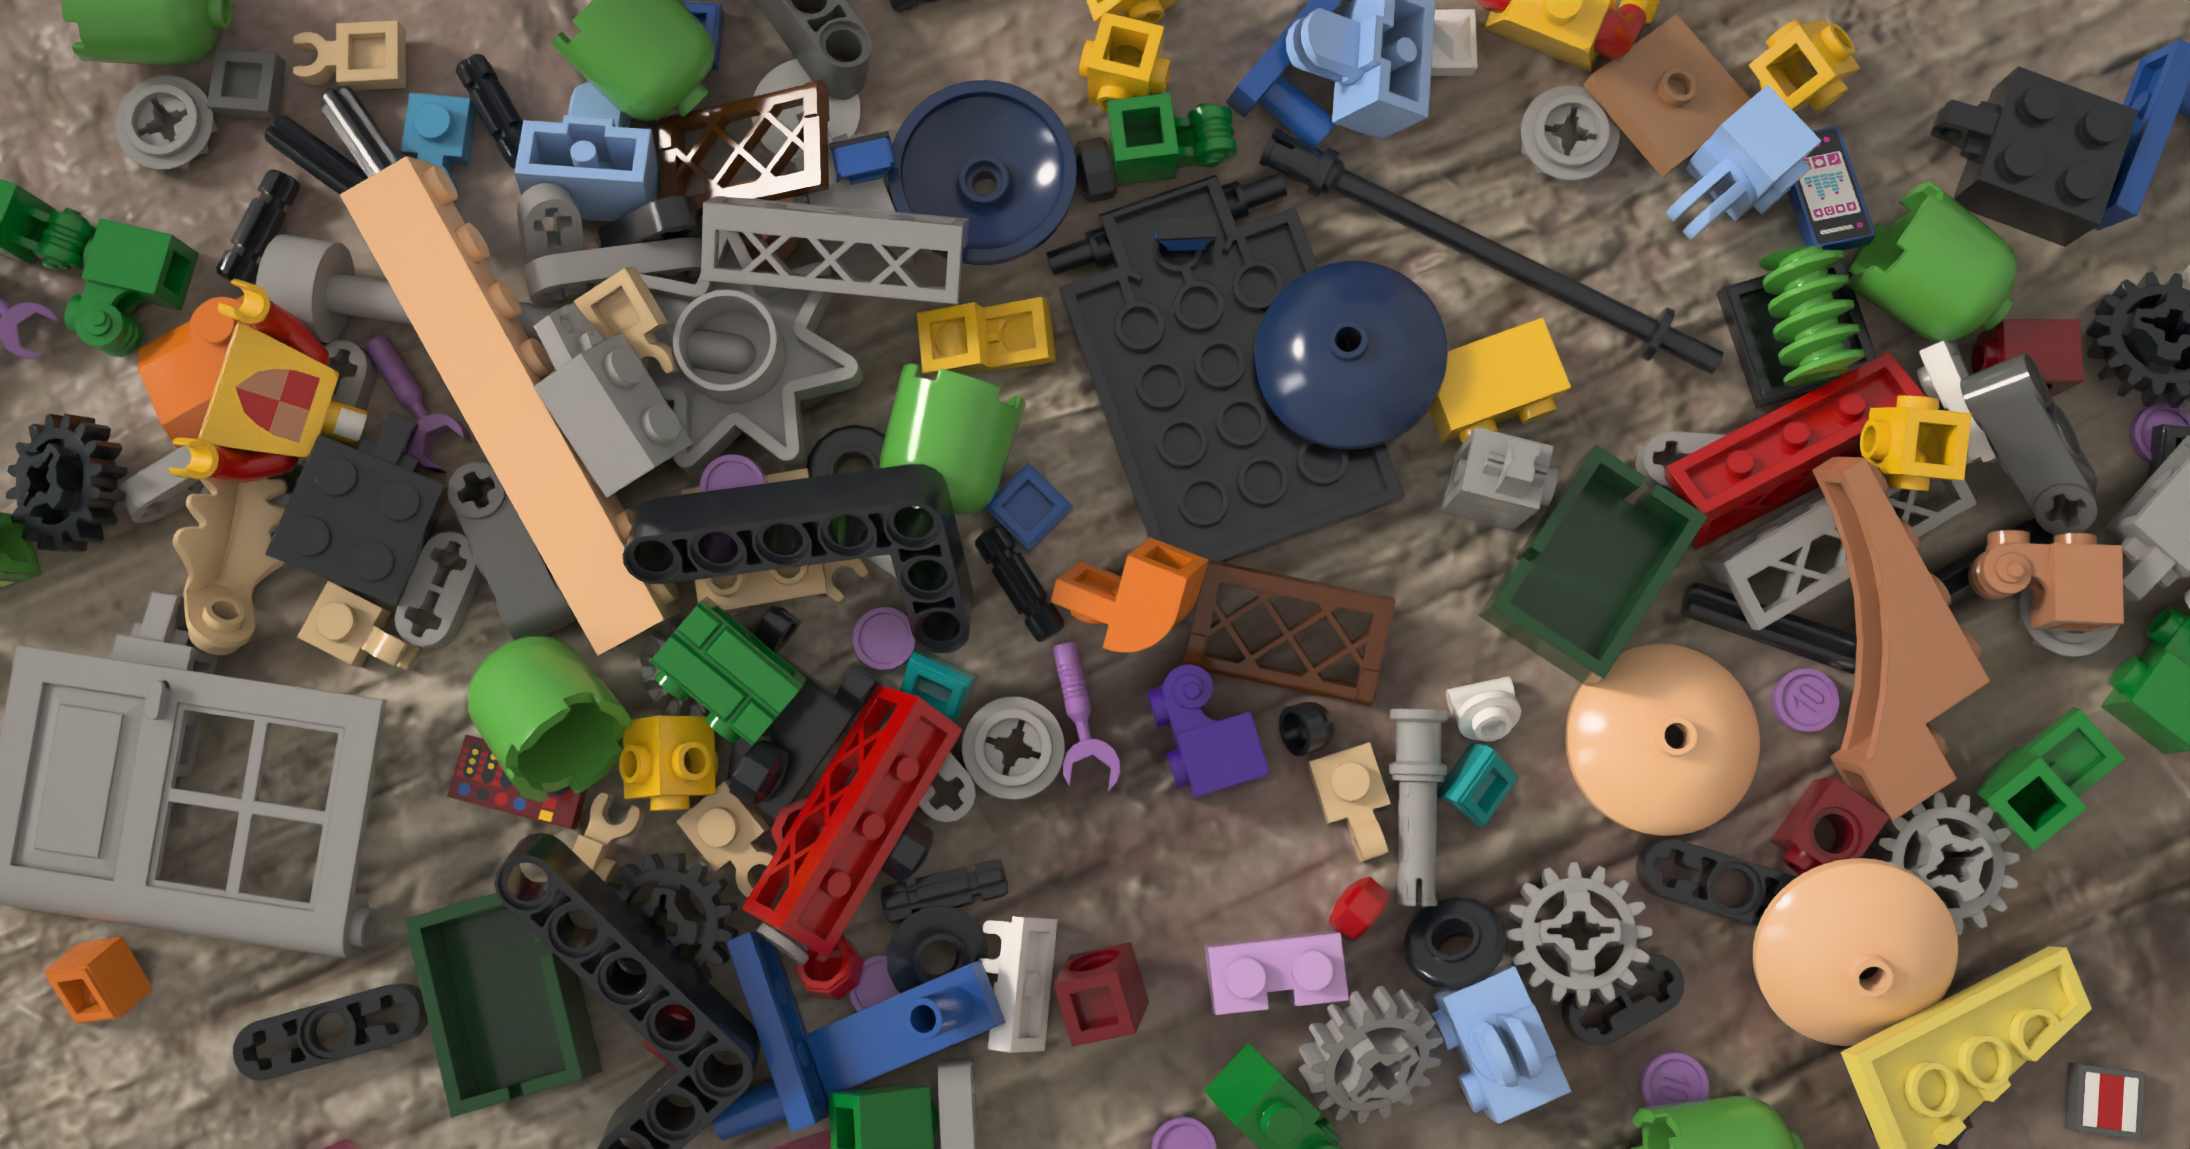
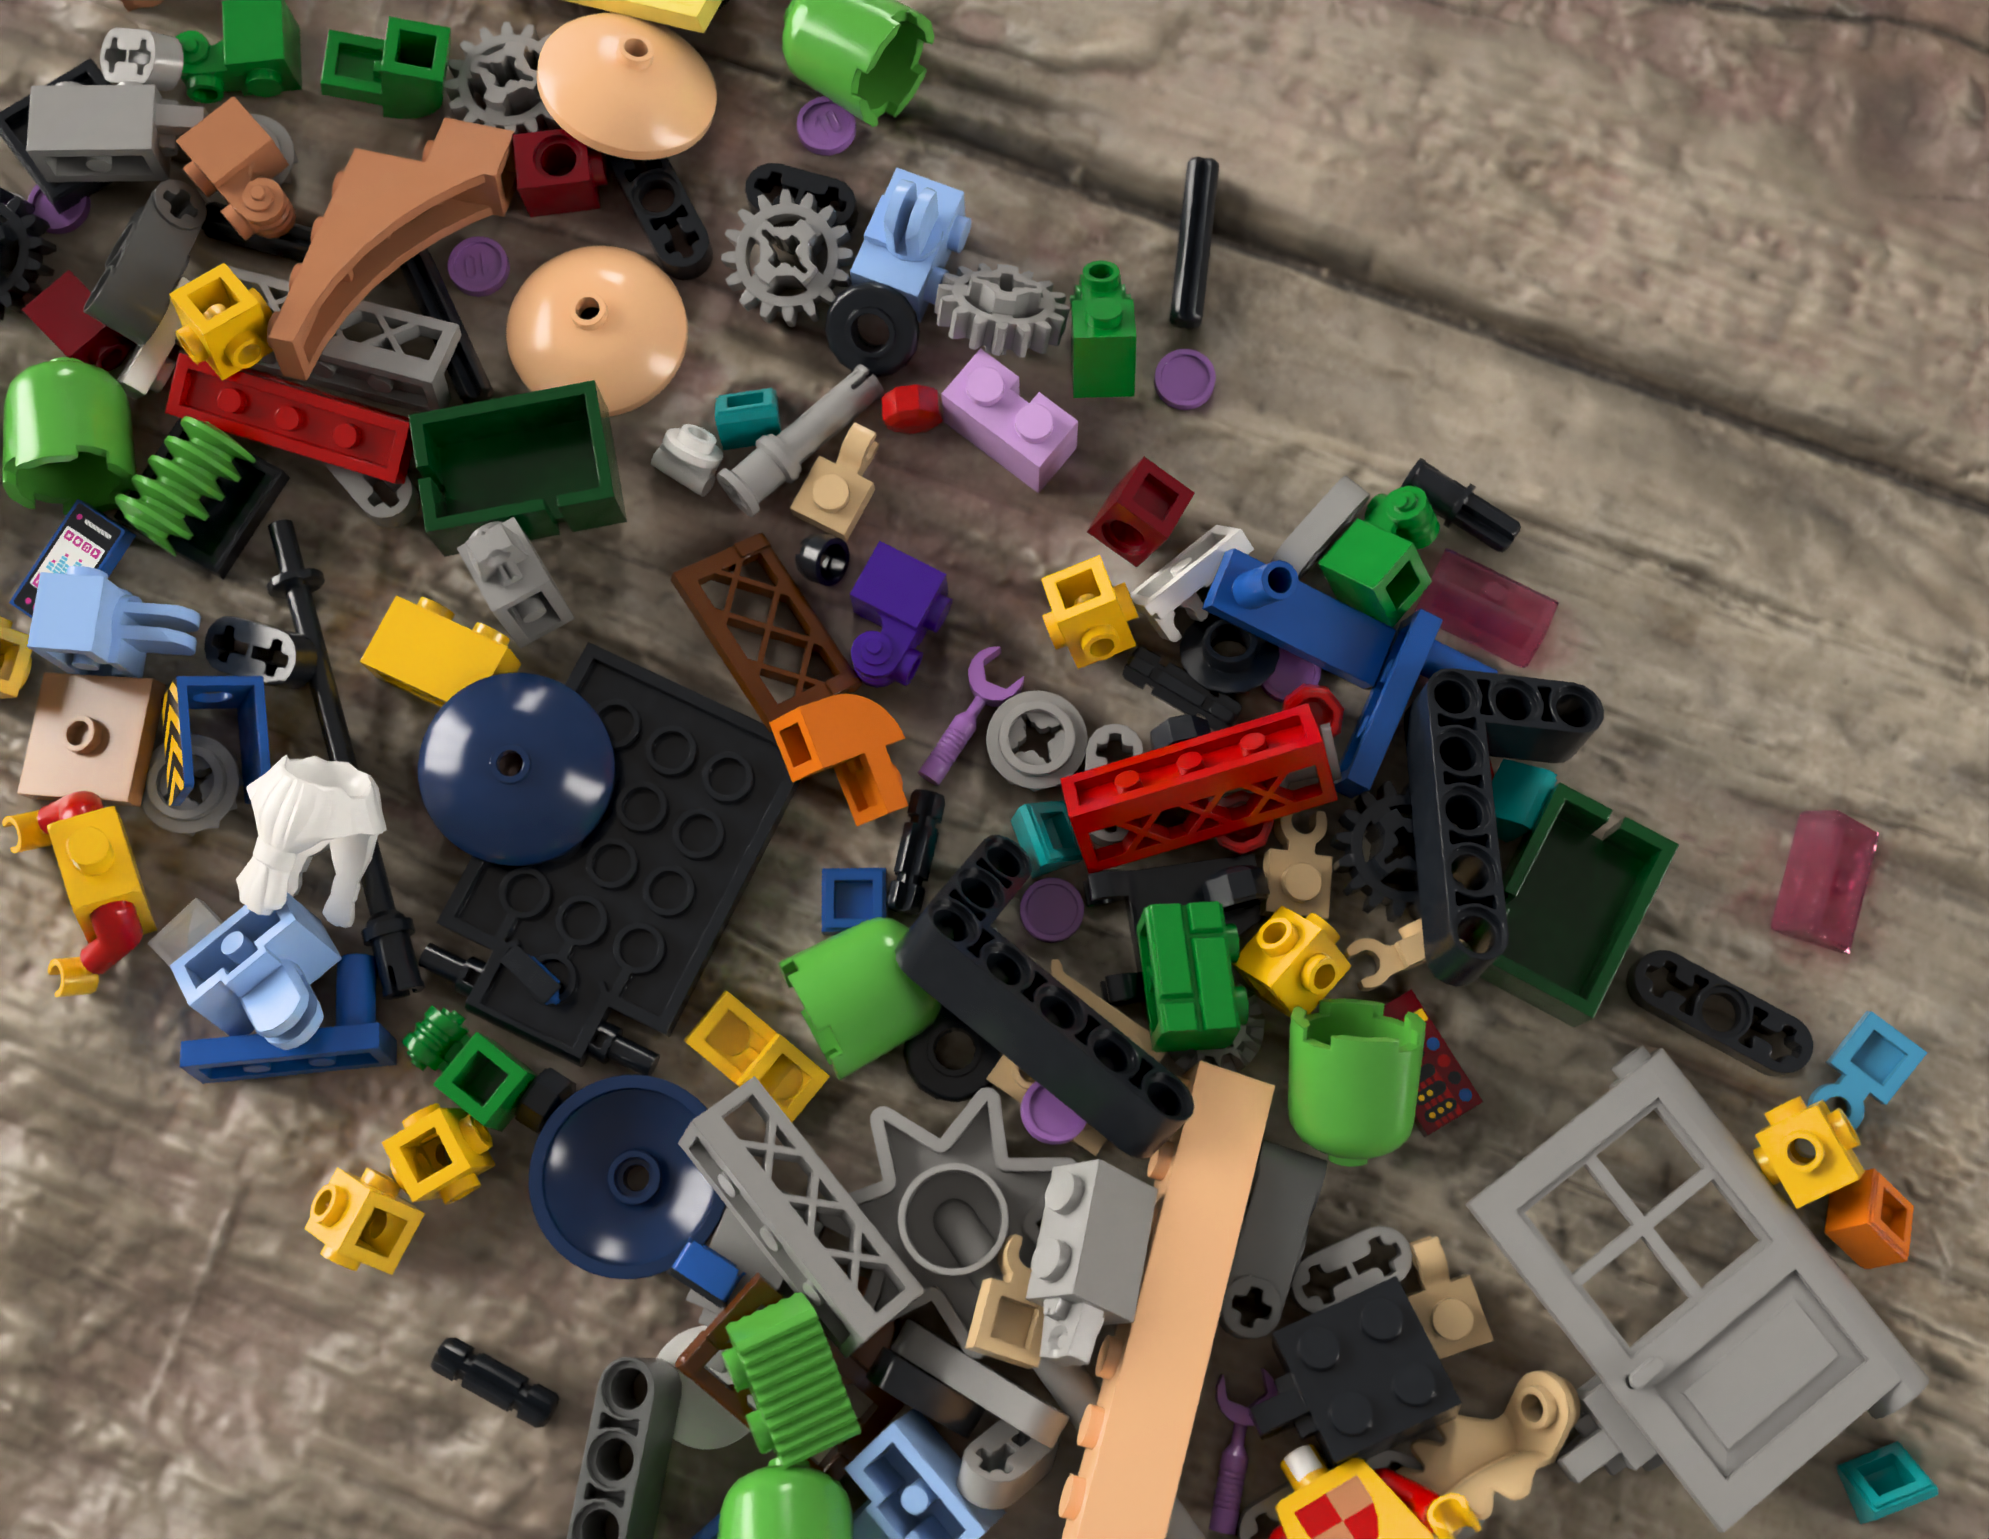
camera: 135 degrees left, 5 degrees down
(175, 981) = (1802, 1174): none -> yellow brick
(189, 1098) = (1871, 1062): none -> dark azure plate
(613, 1050) = (1519, 797): none -> teal slope
(736, 142) = (791, 1380): none -> bright green brick
(1062, 875) = (1088, 612): none -> yellow brick
(1434, 189) = (303, 812): none -> white piece
(1561, 201) = (236, 692): none -> blue piece
(1616, 251) = (263, 643): none -> black beam

